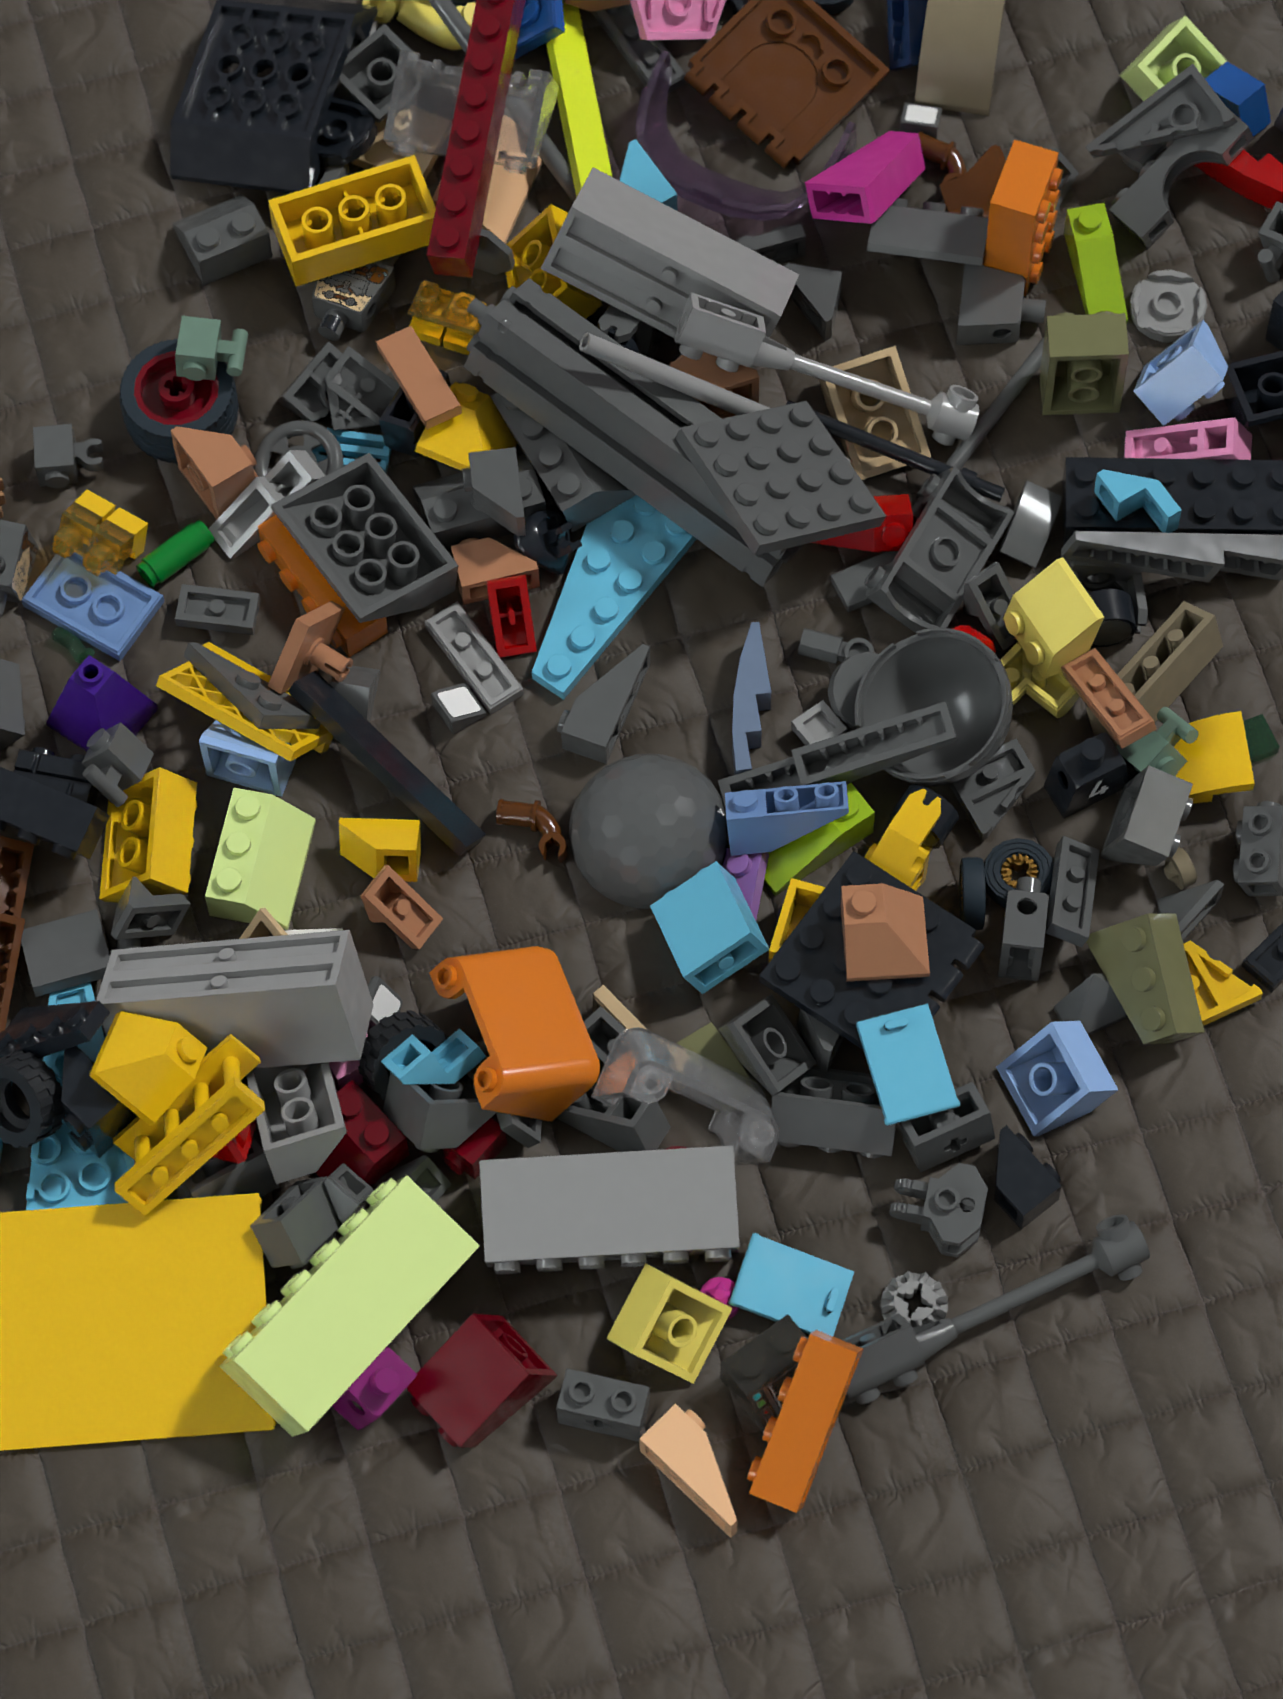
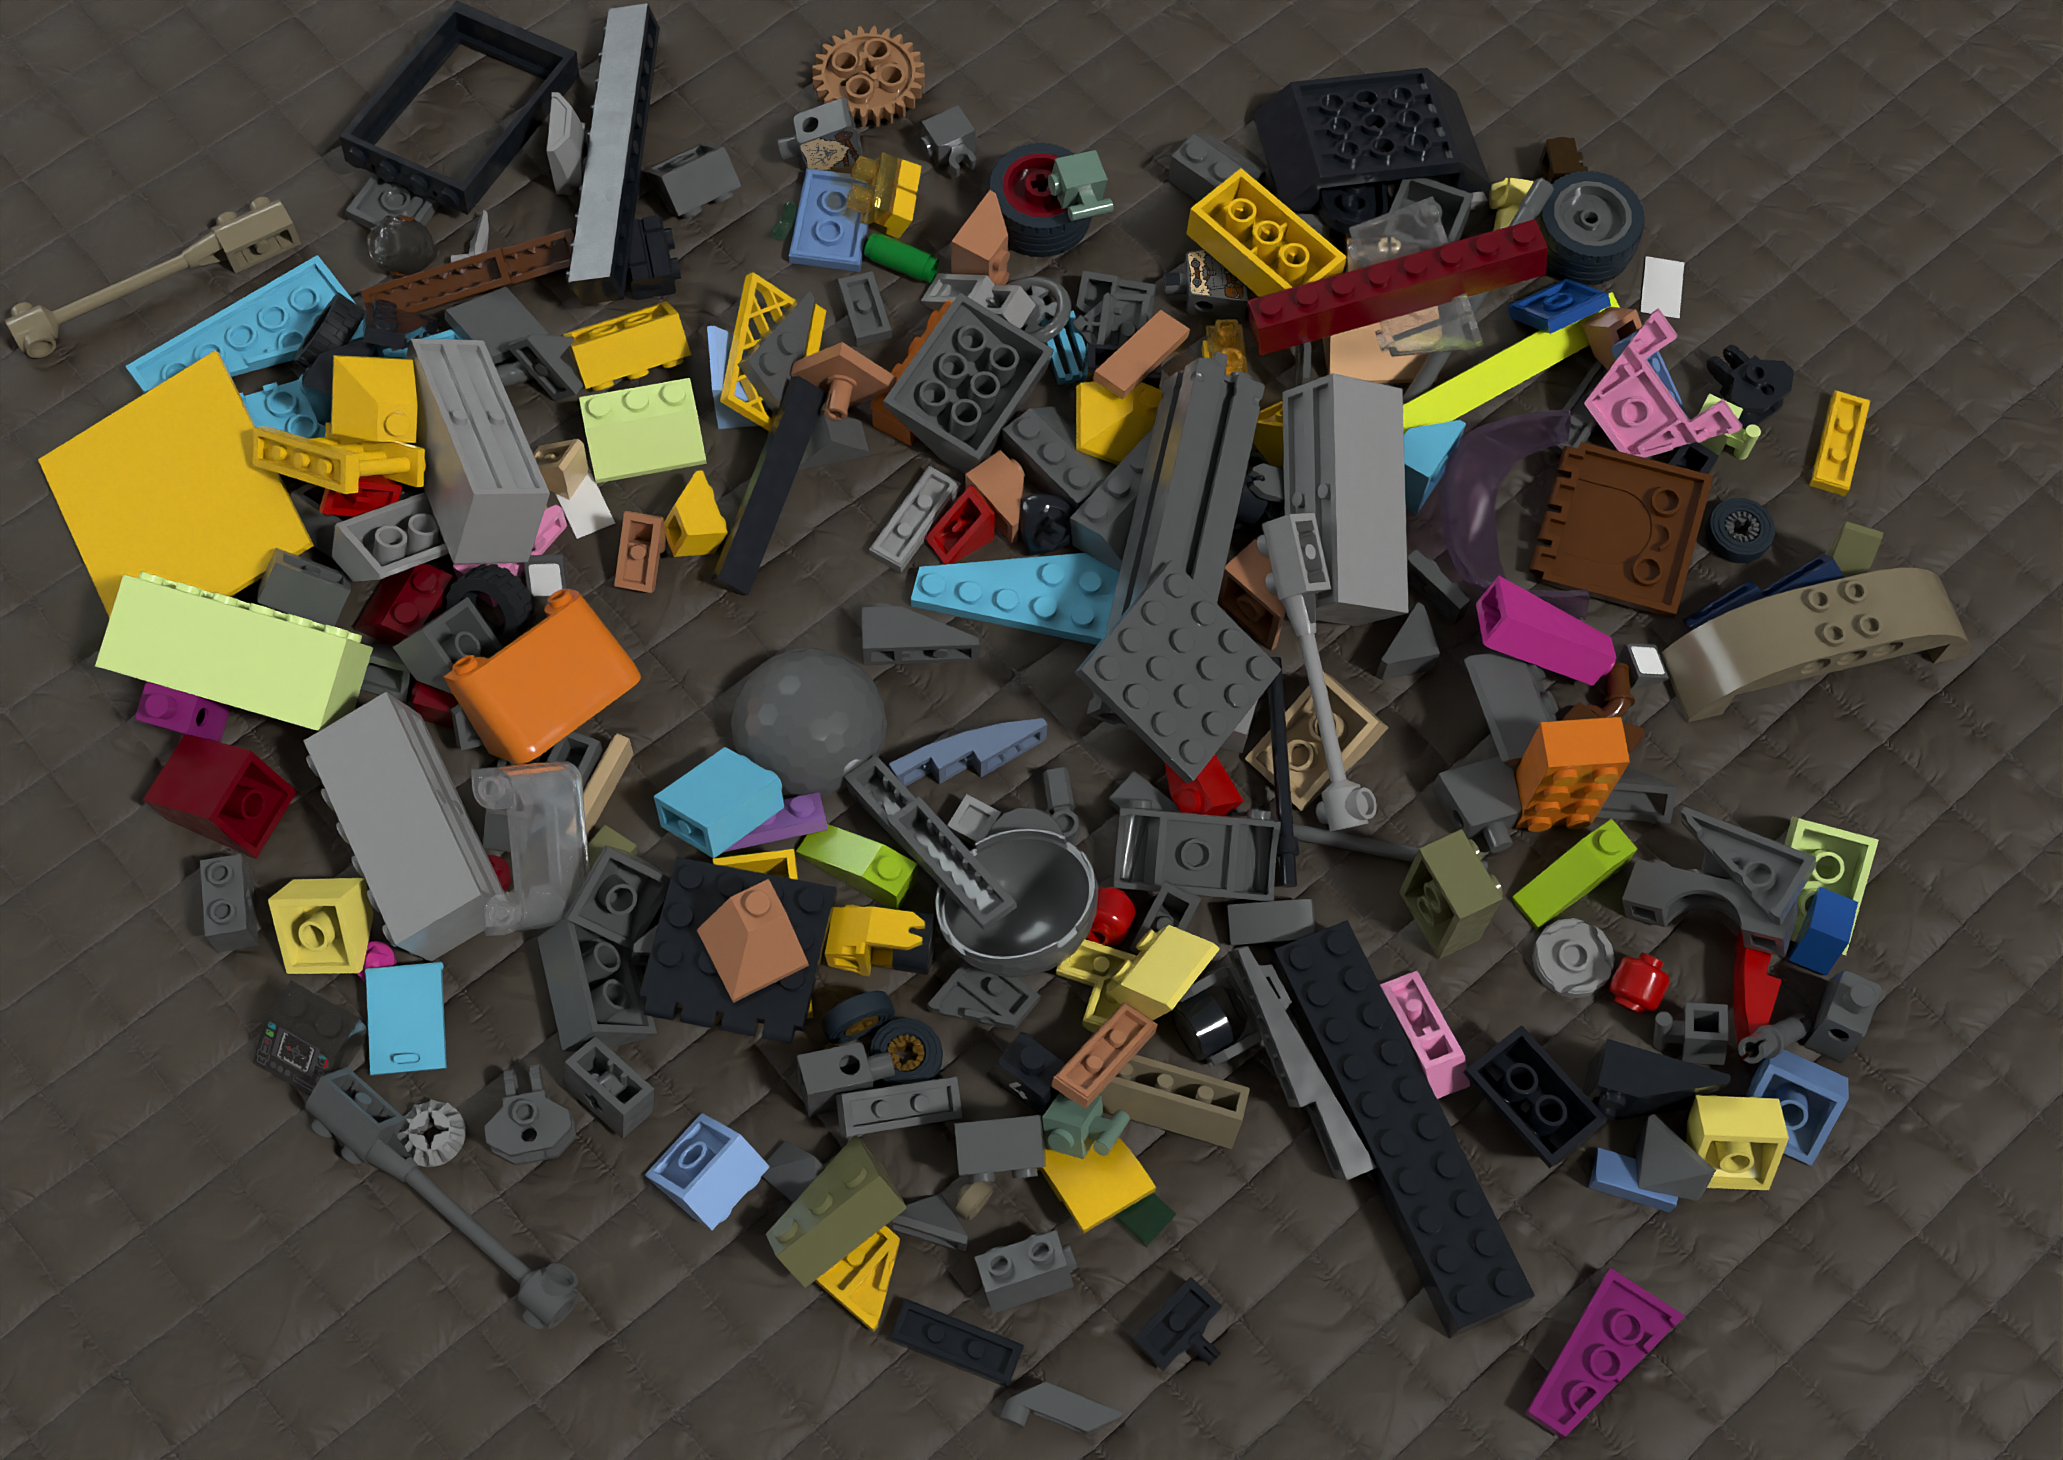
camera: 60 degrees right, 0 degrees up
(98, 700) = (729, 253): dark purple slope -> none
(115, 762) = (677, 283): dark grey brick -> none
(346, 1191) = (350, 612): dark grey slope -> none
(445, 1065) = (475, 618): medium azure slope -> none
(457, 707) = (859, 523): slope -> none
(496, 487) = (1063, 454): dark grey slope -> none
(537, 819) = (779, 627): reddish brown piece -> none
(667, 375) = (1226, 537): light grey piece -> none
(685, 1456) = (200, 998): light nougat slope -> none
(776, 816) = (853, 813): medium blue slope -> none
(805, 1420) = (257, 1074): orange brick -> none
(907, 1064) = (638, 1020): medium azure container -> none
(1021, 1181) = (586, 1176): black slope -> none
(1126, 493) = (1326, 988): medium azure slope -> none
(1182, 375) = (1491, 992): light blue slope -> none
(1219, 263) = (1639, 983): none -> red head

